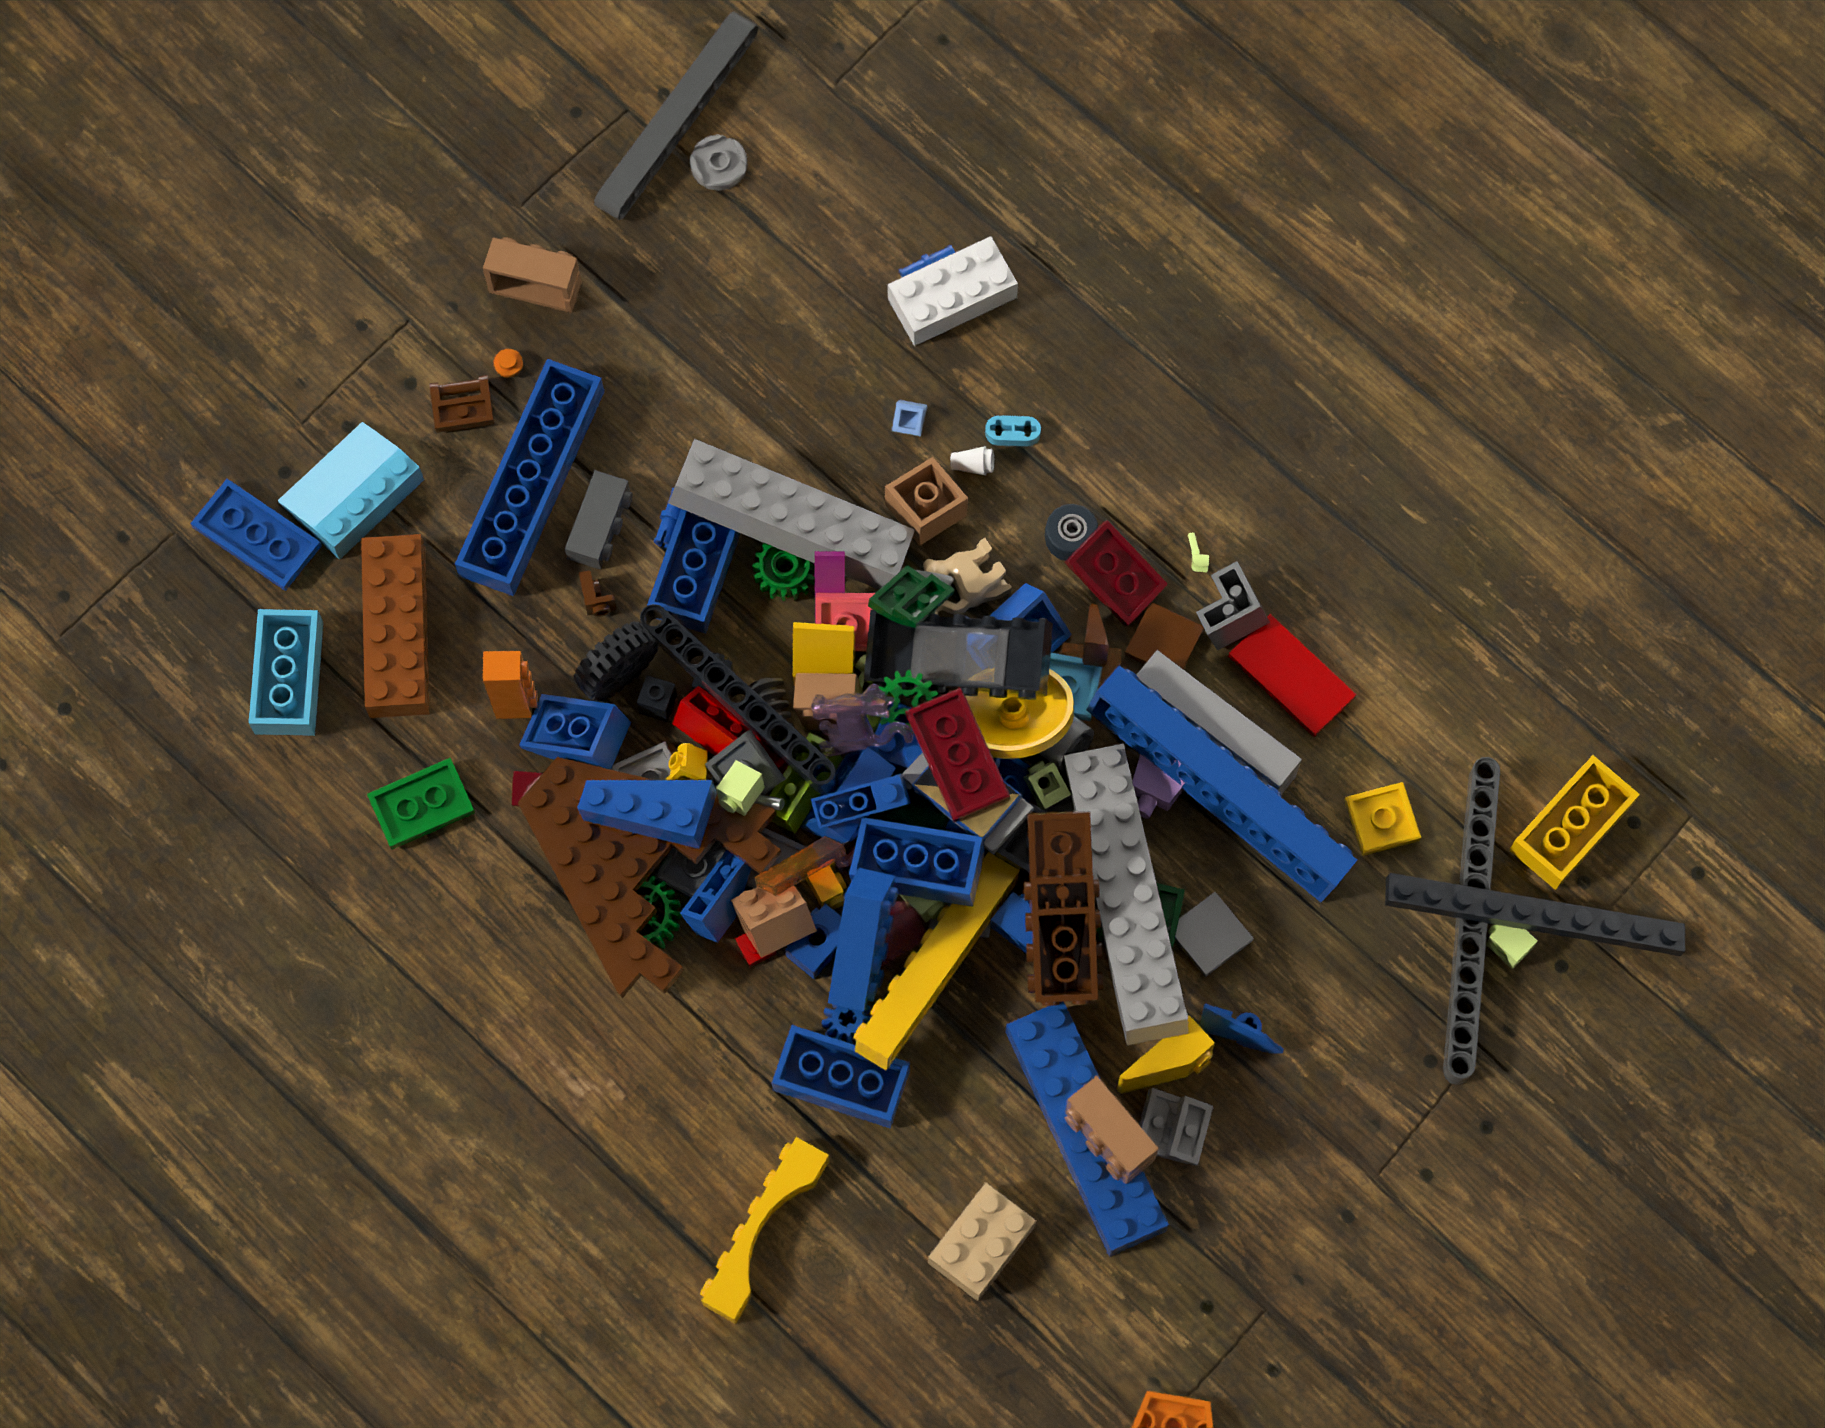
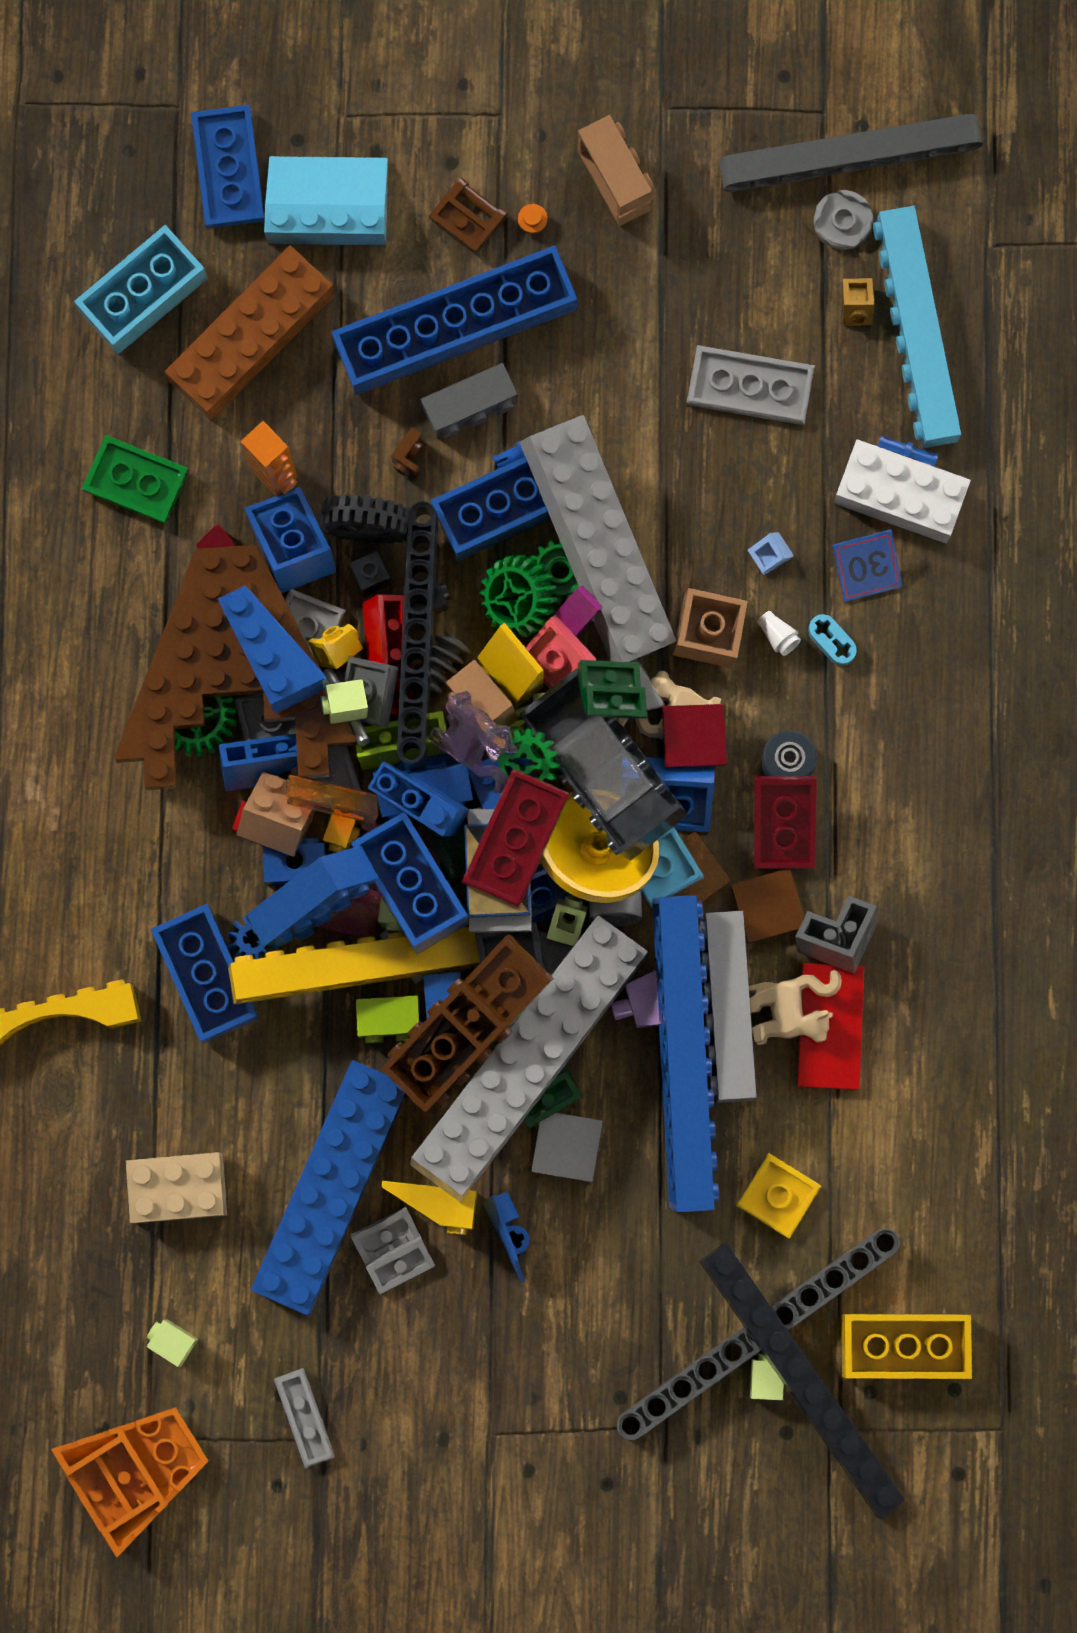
camera: 50 degrees right, 10 degrees up
(765, 604) = (509, 580): none -> green gear
(775, 325) = (750, 385): none -> light grey tile
(788, 202) = (857, 301): none -> pearl gold bracket
(845, 179) = (918, 327): none -> medium azure brick
(983, 359) = (867, 565): none -> blue piece
(995, 577) = (694, 735): none -> dark red tile
(997, 975) = (386, 1018): none -> lime brick
(1094, 1349) = (171, 1342): none -> yellowish green brick
(1096, 641) = (711, 856): reddish brown slope -> none
(1110, 1131) = (329, 1212): medium nougat piece -> none
(1199, 561) = (857, 875): yellowish green hand -> none
(1240, 1303) = (304, 1417): none -> light grey tile
(1250, 689) = (786, 1008): none -> tan animal

